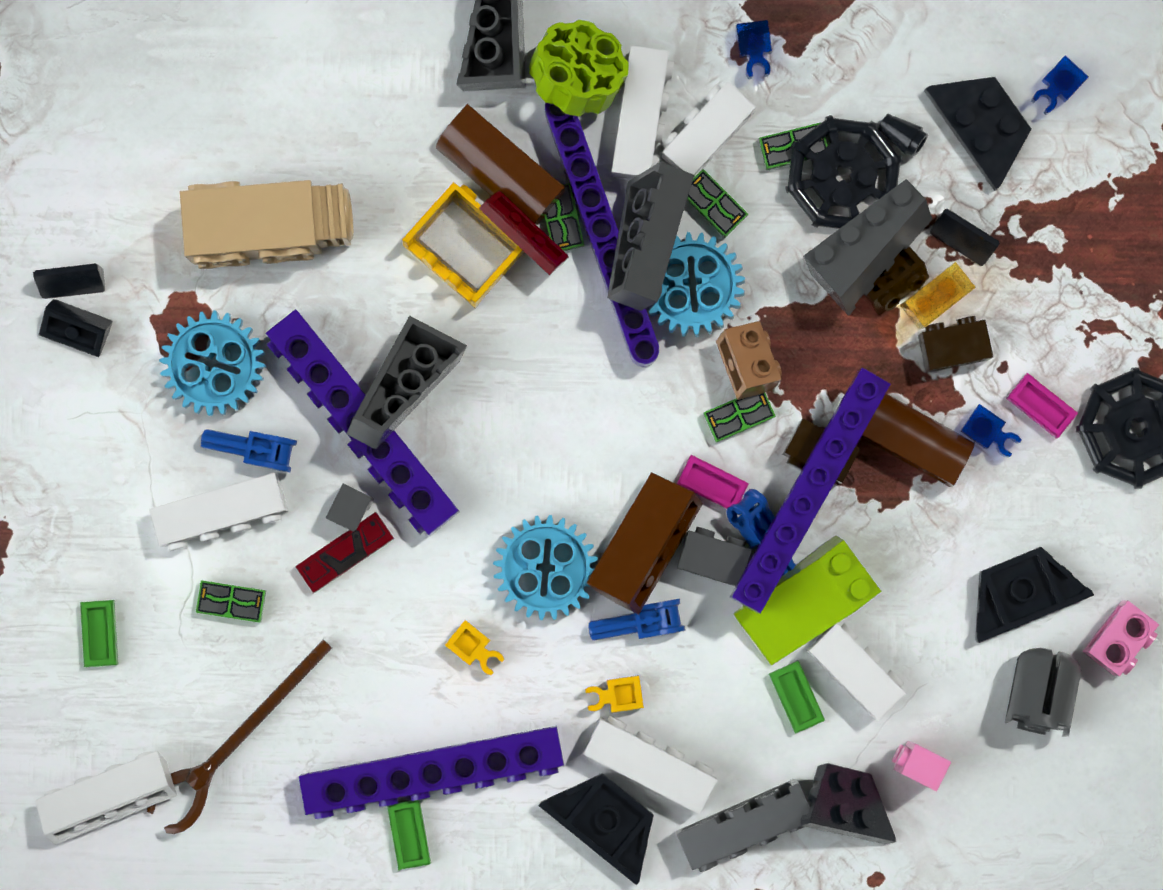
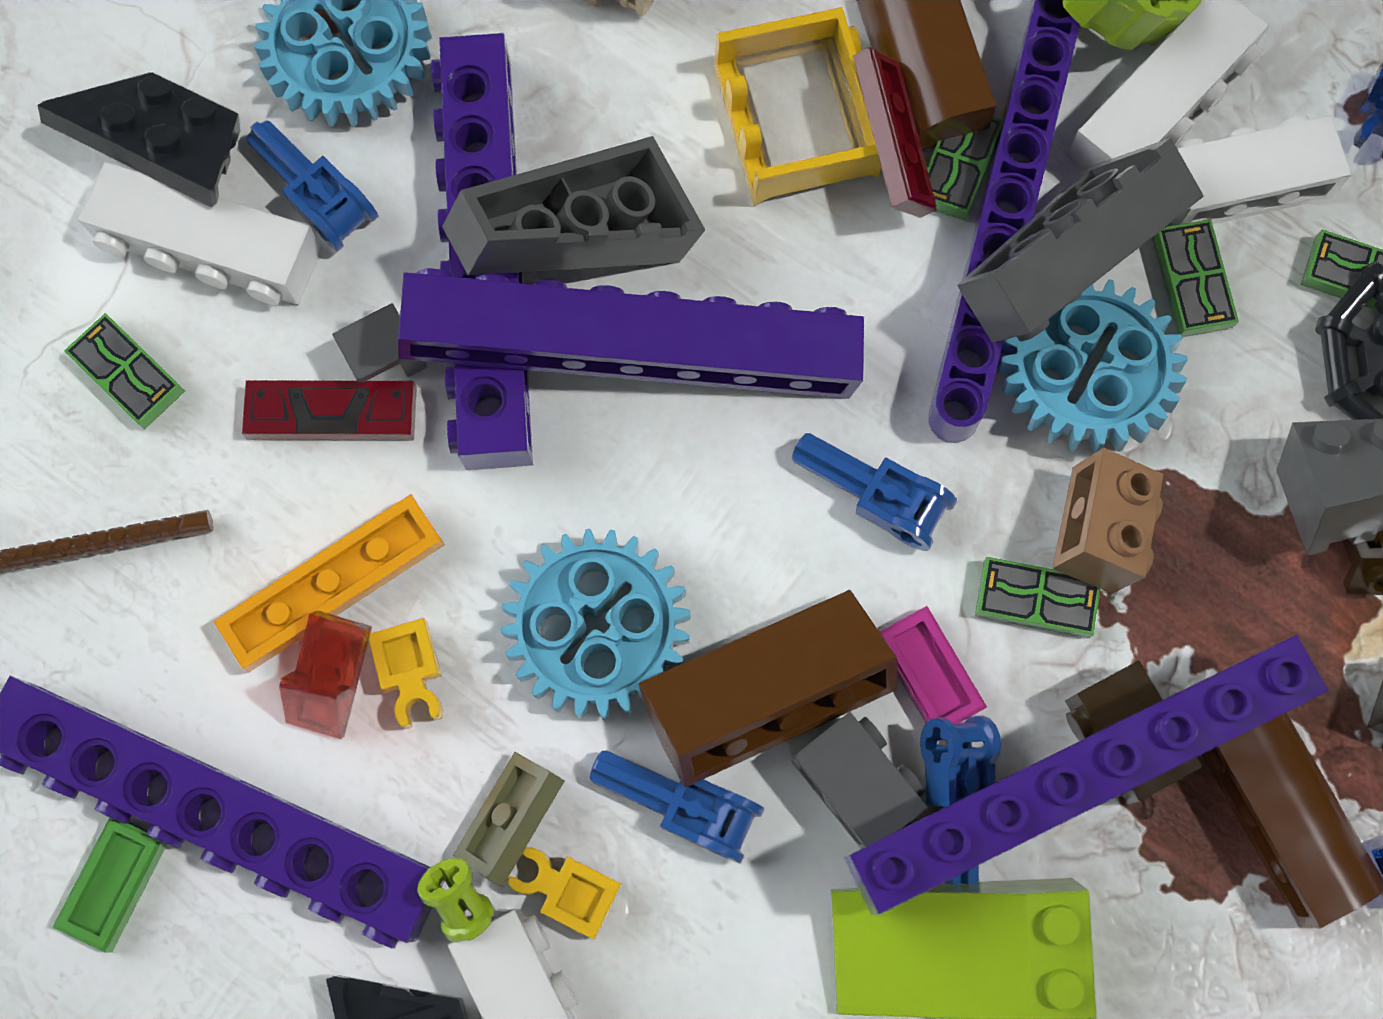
camera: 40 degrees right, 10 degrees down
(157, 474) = (153, 130): none -> black wing
(408, 633) = (328, 582): none -> light orange plate
(439, 675) = (326, 674): none -> clear red slope
(469, 423) = (629, 335): none -> dark purple brick
(568, 682) = (508, 818): none -> olive plate
(573, 732) = (456, 899): none -> lime bush
(638, 413) = (886, 495): none -> blue connector

